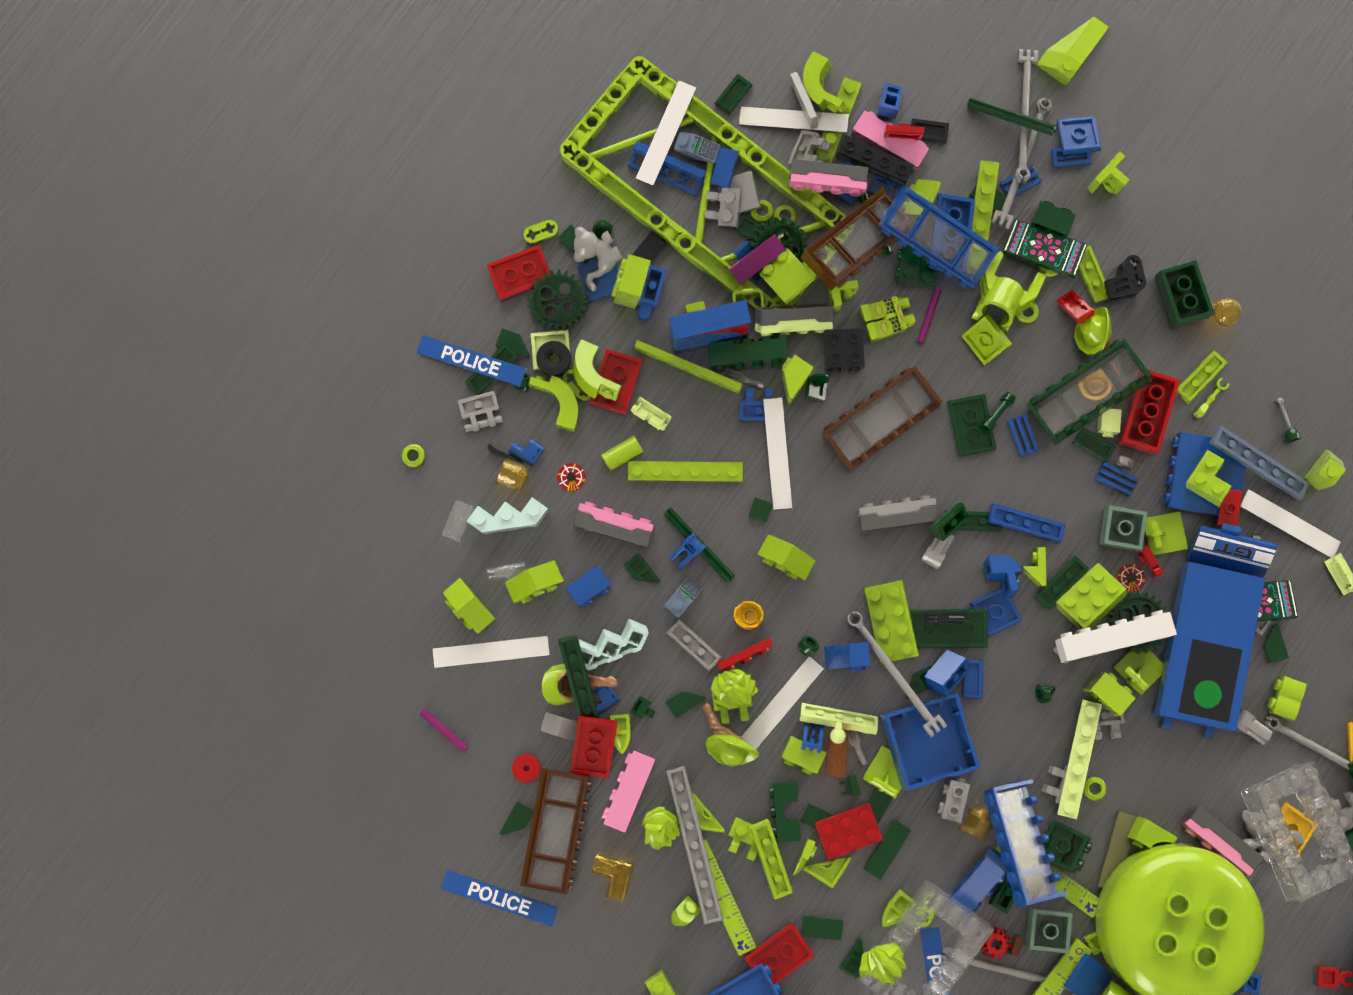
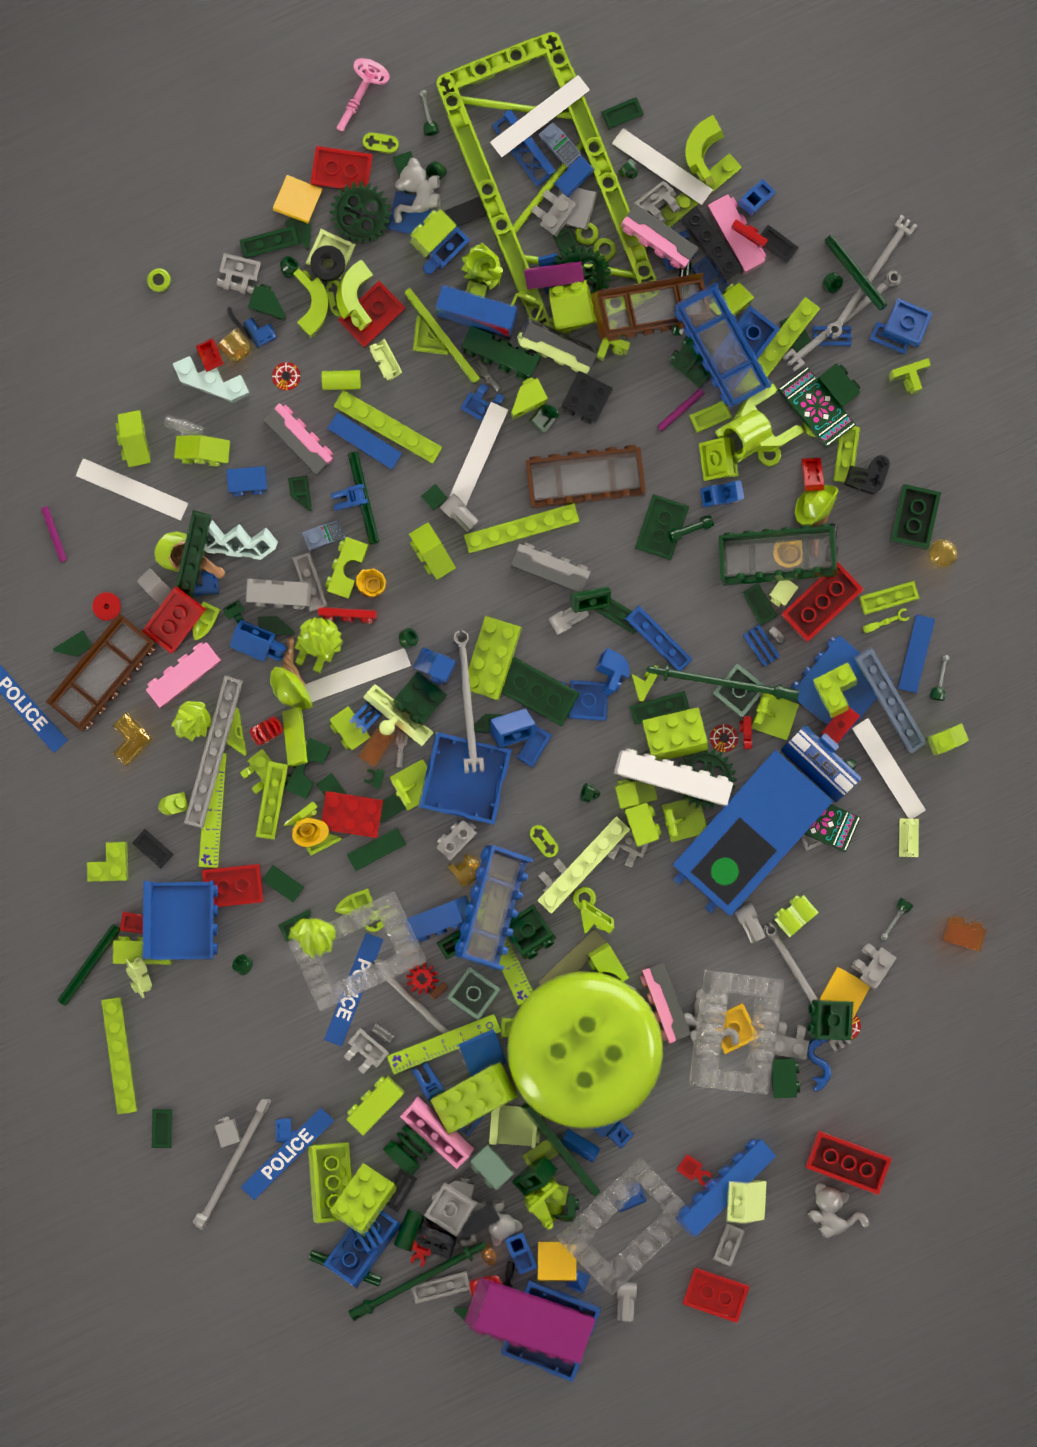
camera: 35 degrees right, 5 degrees up
(457, 521) = (164, 359): clear plate -> none
(471, 360) = (255, 224): blue sticker -> none
(494, 495) = (209, 355): none -> red plate
(495, 319) = (297, 199): none -> yellow tile
(498, 175) = (368, 77): none -> bright pink dish
(518, 422) = (265, 302): none -> dark green slope
(576, 195) = (430, 127): none -> hinge
(672, 495) = (364, 441): none -> blue tile
(673, 670) = (278, 593): none -> light grey wedge
(676, 378) = (426, 340): none -> lime tile
(678, 725) = (256, 642): none -> blue brick
(688, 963) = (152, 848): none -> black tile
(689, 287) = (482, 266): none -> lime hair
(720, 631) = (351, 551): none -> lime arch
(731, 799) = (266, 730): none -> red gear
(759, 790) = (294, 736): none -> lime tile
(765, 133) = (626, 167): none -> dark green tile
(787, 510) = (456, 509): none -> light grey piece
(804, 100) = (679, 154): light grey tile -> none
(821, 868) = (309, 832): none -> yellow piece
(849, 693) = (419, 698): none -> dark green plate
(851, 494) = (521, 528): none -> lime plate
(886, 318) = (645, 390): lime hips -> none
(937, 618) = (532, 677): black piece -> none
(957, 307) = (710, 416): none -> lime tile
(994, 136) = (832, 282): none -> dark green tile
(1009, 366) = (722, 494): none -> blue brick
(1017, 420) = (704, 545): blue tile -> none
(1027, 761) = (547, 837): none -> lime beam
(1069, 53) = (943, 244): lime wedge -> none
(1084, 671) = (634, 793): none -> lime brick
(1114, 799) = (592, 915): none -> lime slope
(1161, 509) = (777, 691): none -> dark green bar
(1252, 411) = (916, 653): none -> blue tile
(1275, 646) = (813, 866): dark green tile -> none

